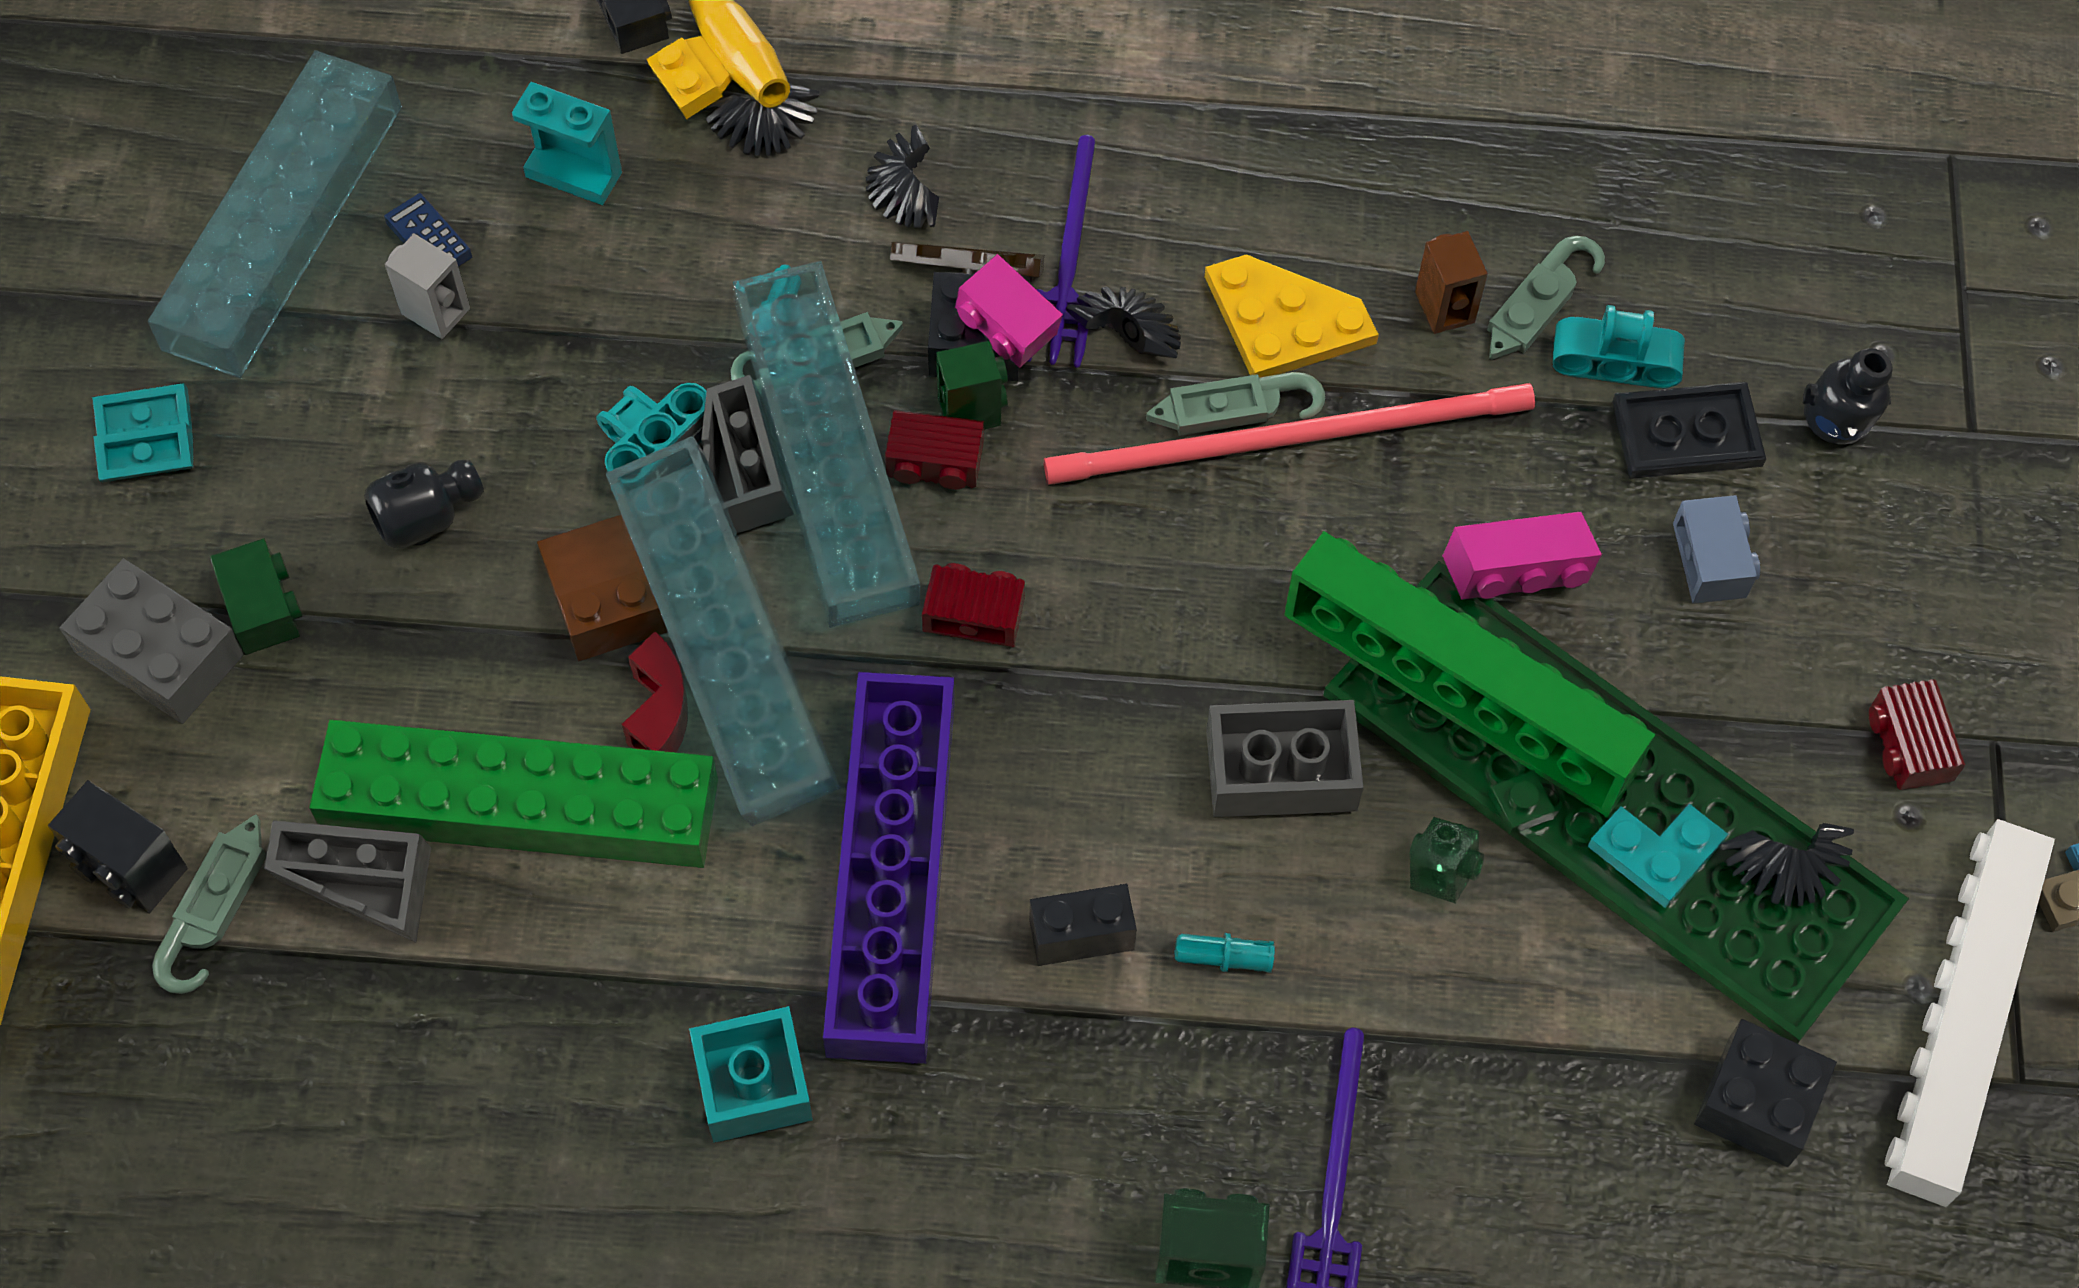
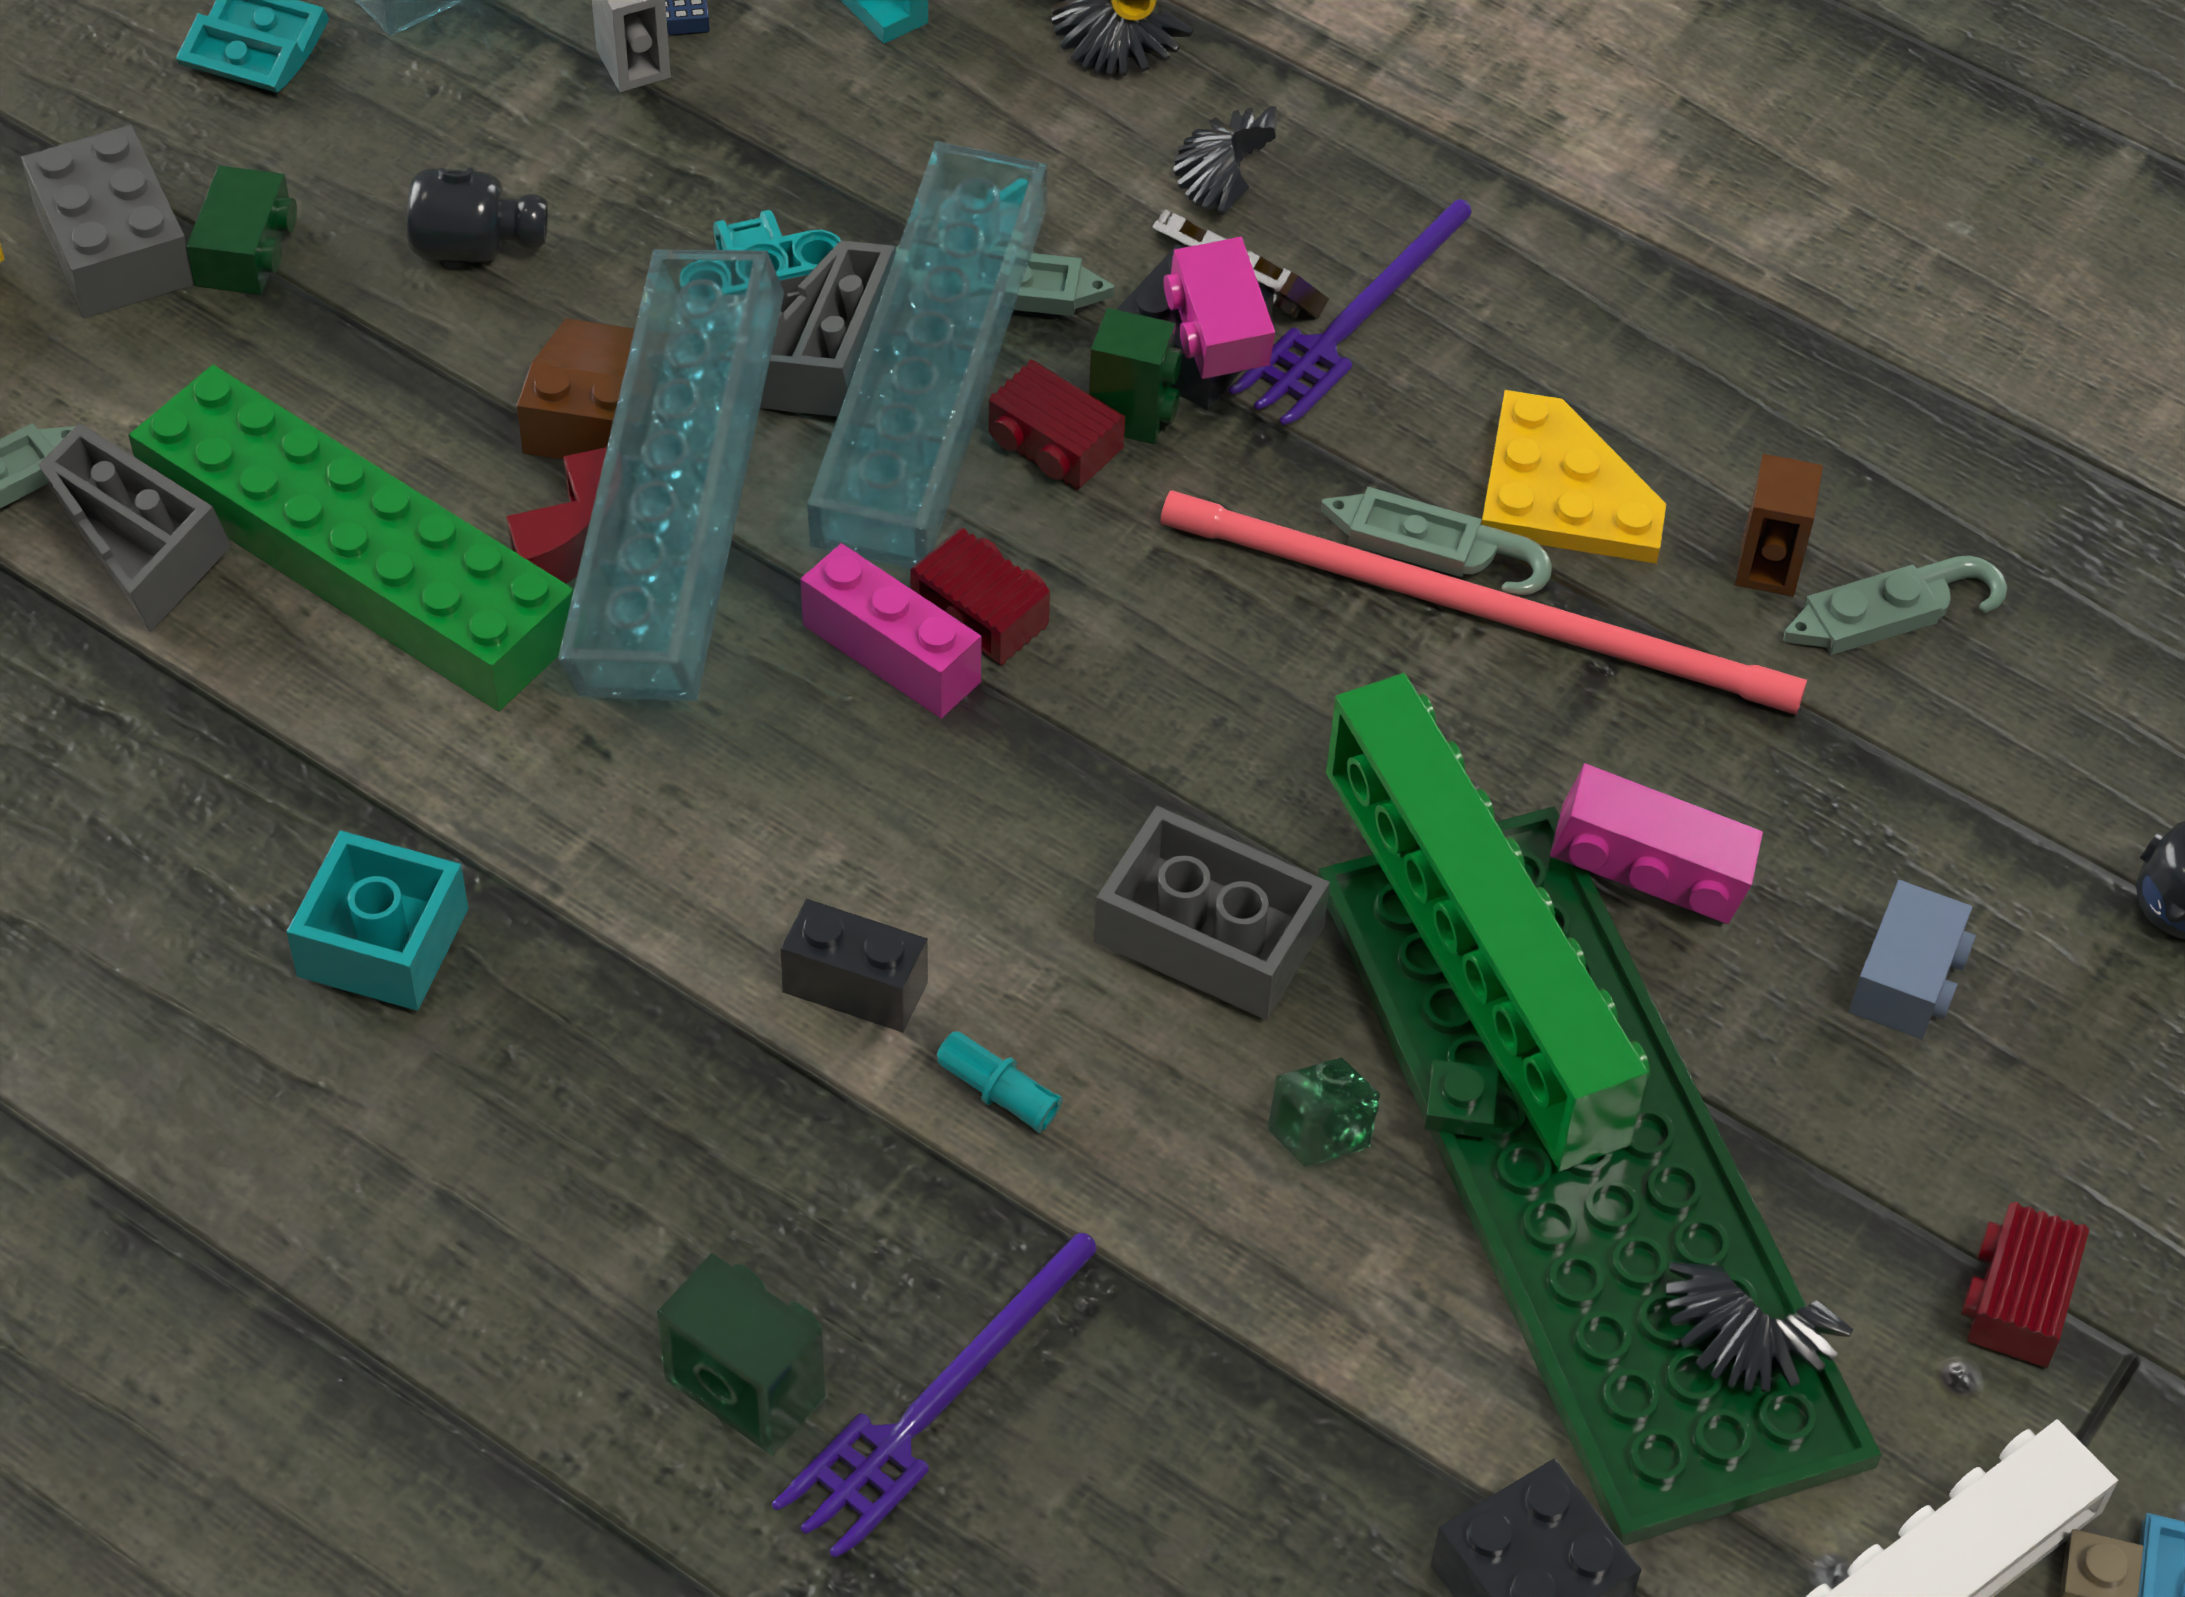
camera: 30 degrees right, 10 degrees down
(890, 869) = (682, 800): dark purple brick -> none
(974, 662) = (891, 630): none -> dark pink brick
(1132, 316) = (1386, 403): black hair -> none
(1619, 349) = (1946, 694): teal beam -> none
(1656, 862) = (1588, 1250): teal plate -> none
(1688, 430) = (1977, 826): black tile -> none

